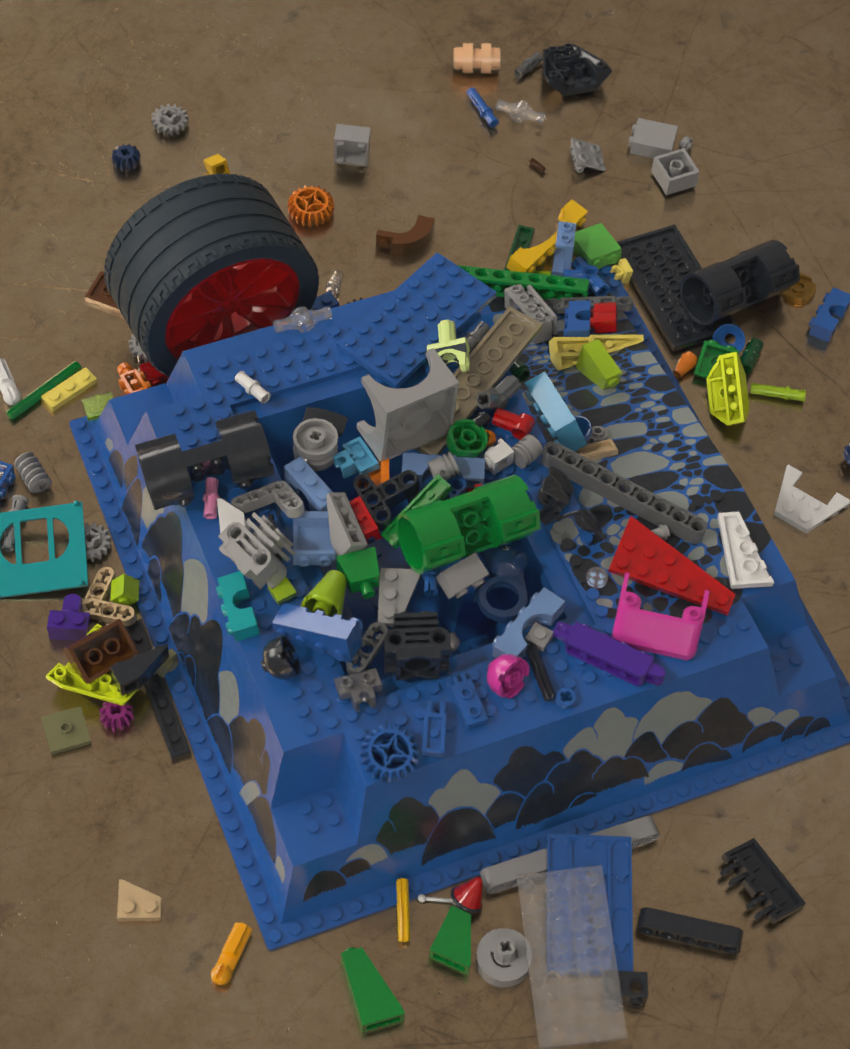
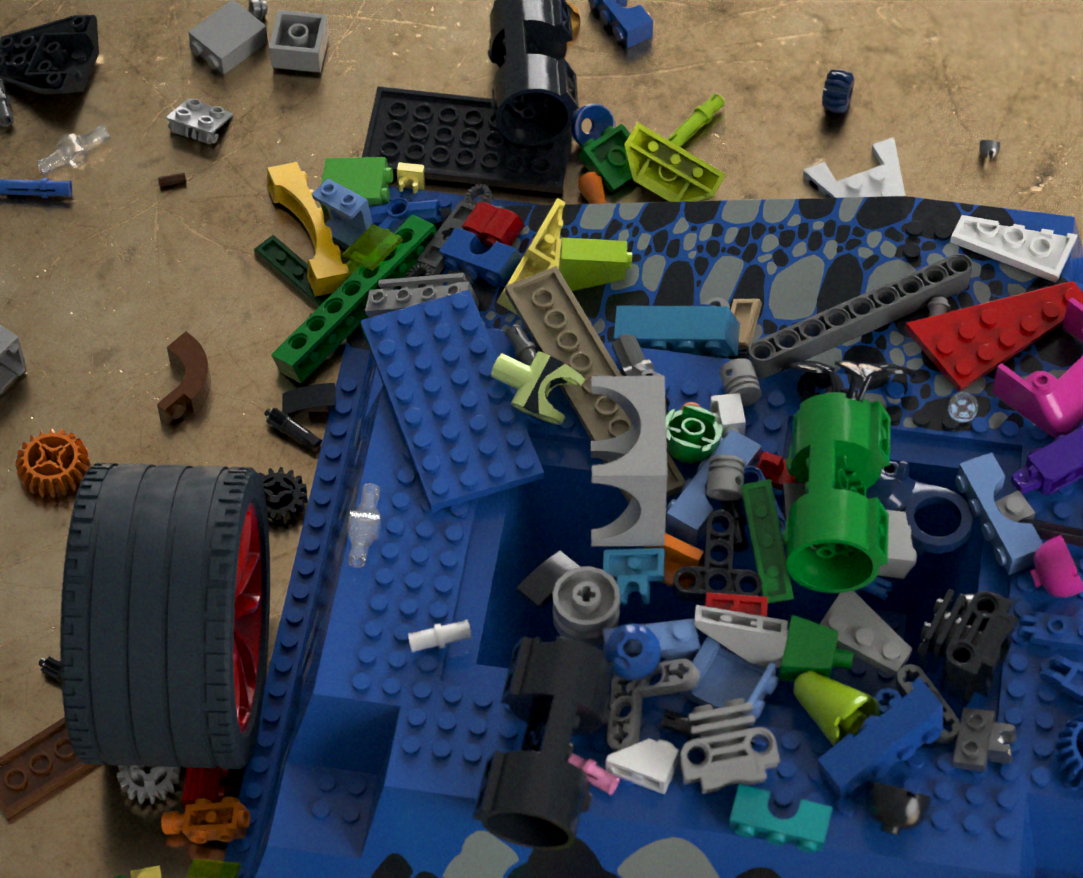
camera: 55 degrees left, 0 degrees up
(283, 591) = (788, 758): lime tile -> none
(297, 480) = (633, 667): none -> blue piece
(519, 425) = (691, 371): red piece -> none
(552, 272) = (372, 247): none -> clear neon green piece
(751, 354) = (622, 113): dark green axle -> none

